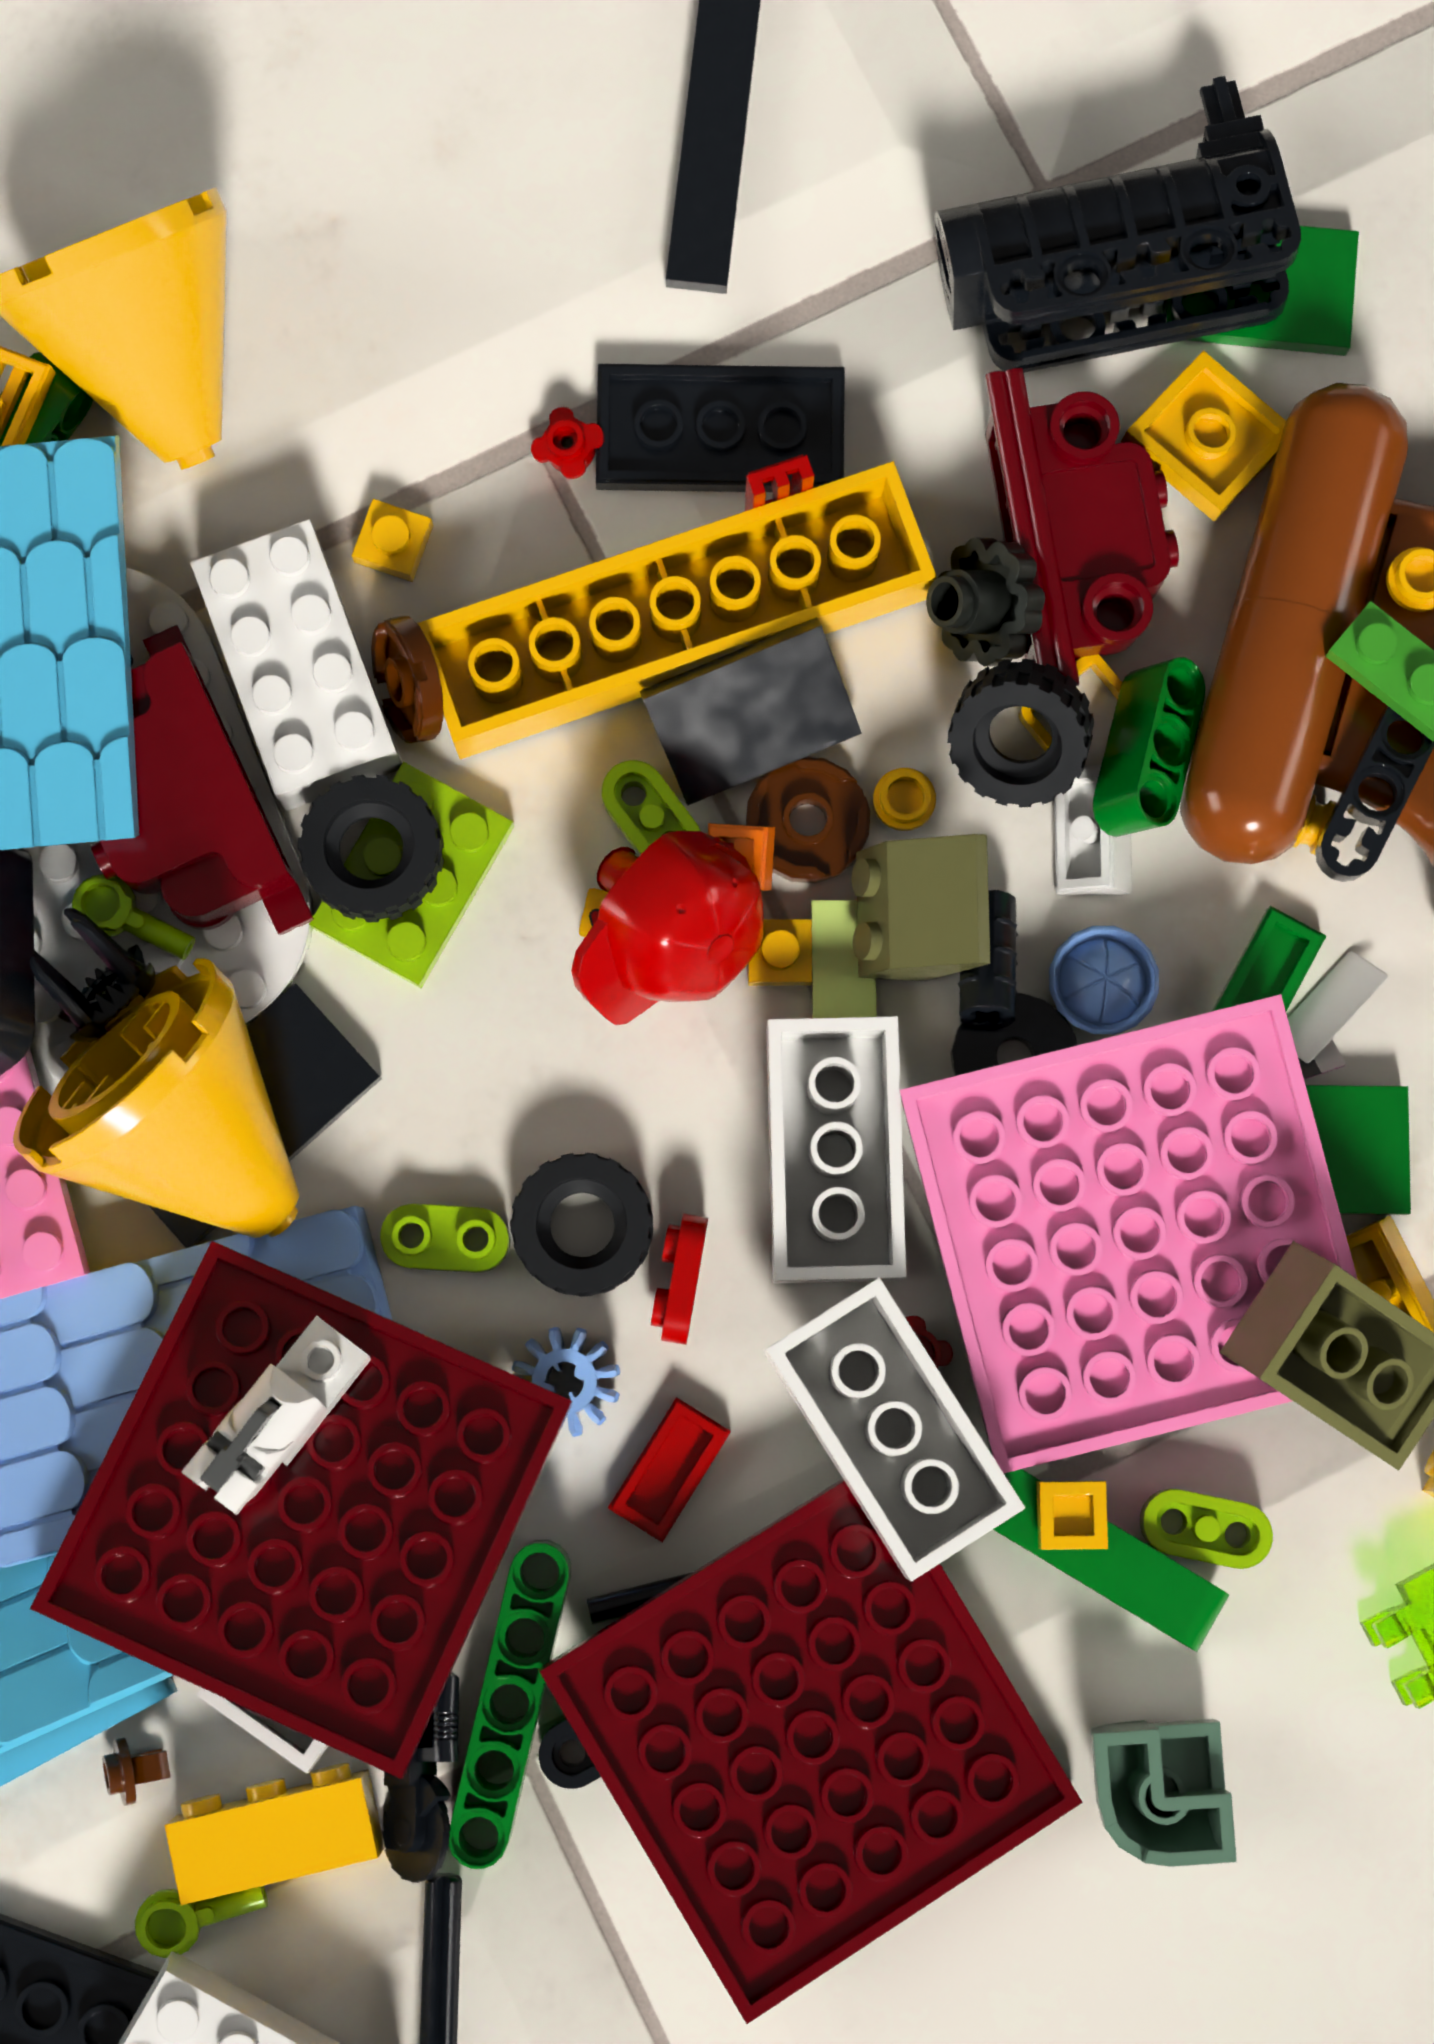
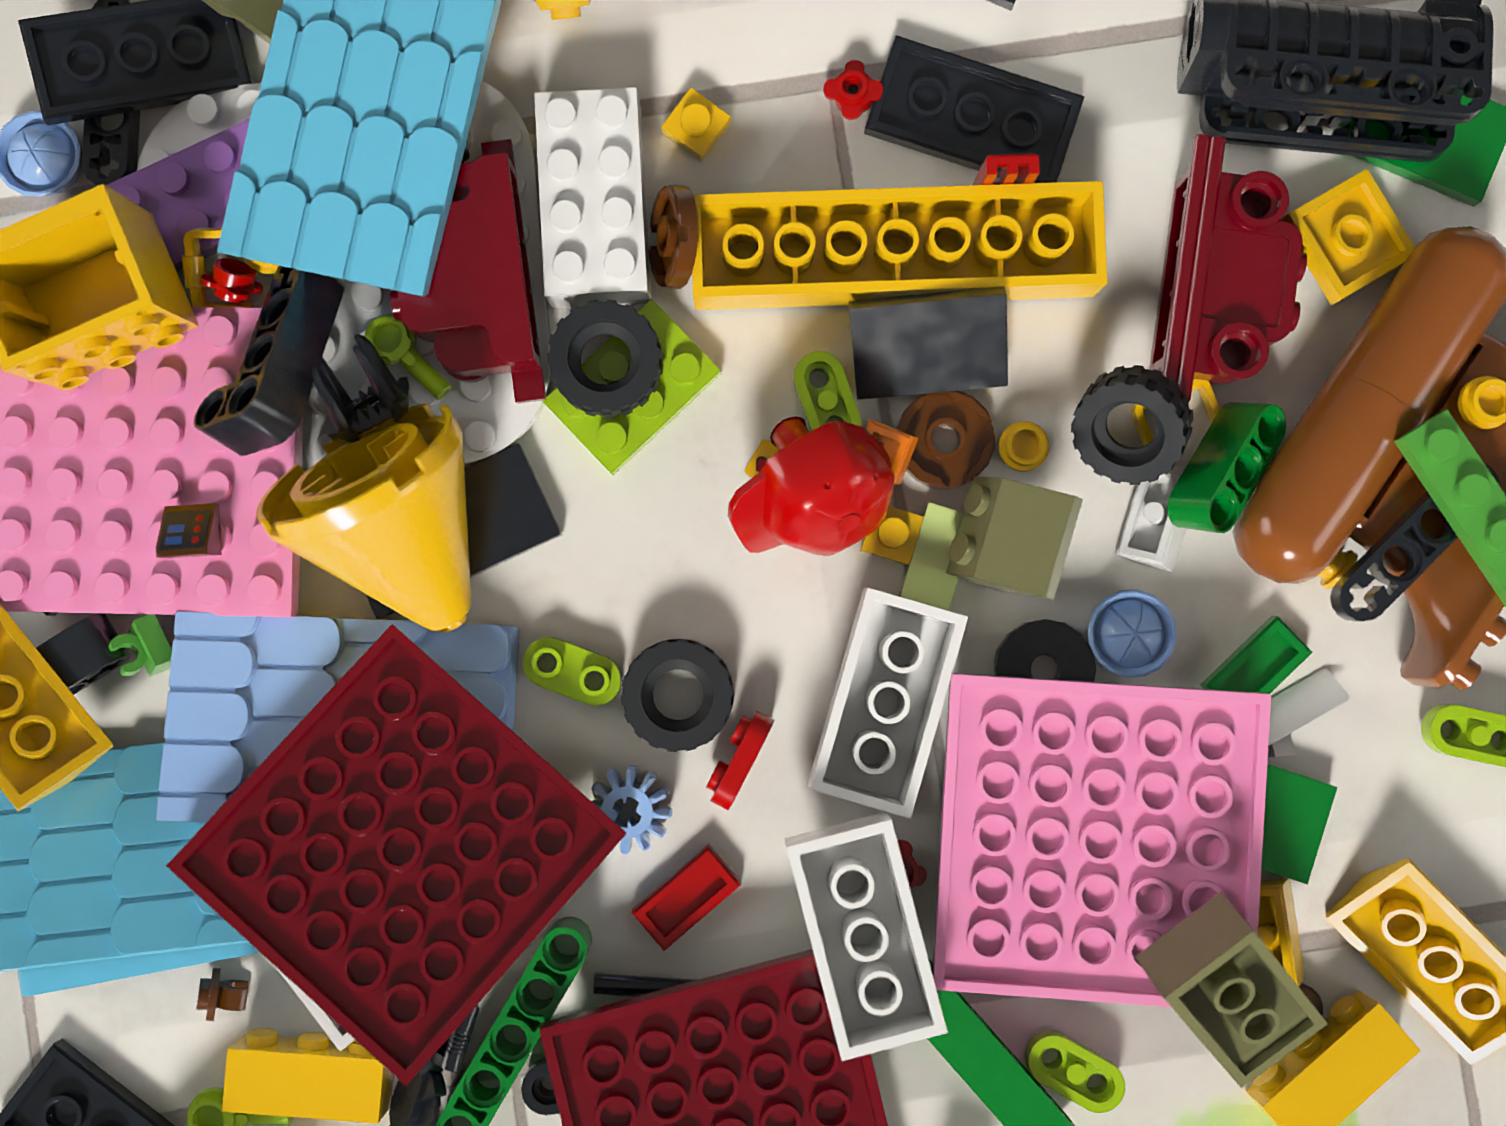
camera: 20 degrees right, 5 degrees up
(277, 1415) = (394, 780): white plate -> none
(987, 601) = (1139, 314): pearl dark grey plant -> none
(990, 990) = (1041, 618): black axle -> none
(1072, 1515) = (979, 1038): yellow plate -> none

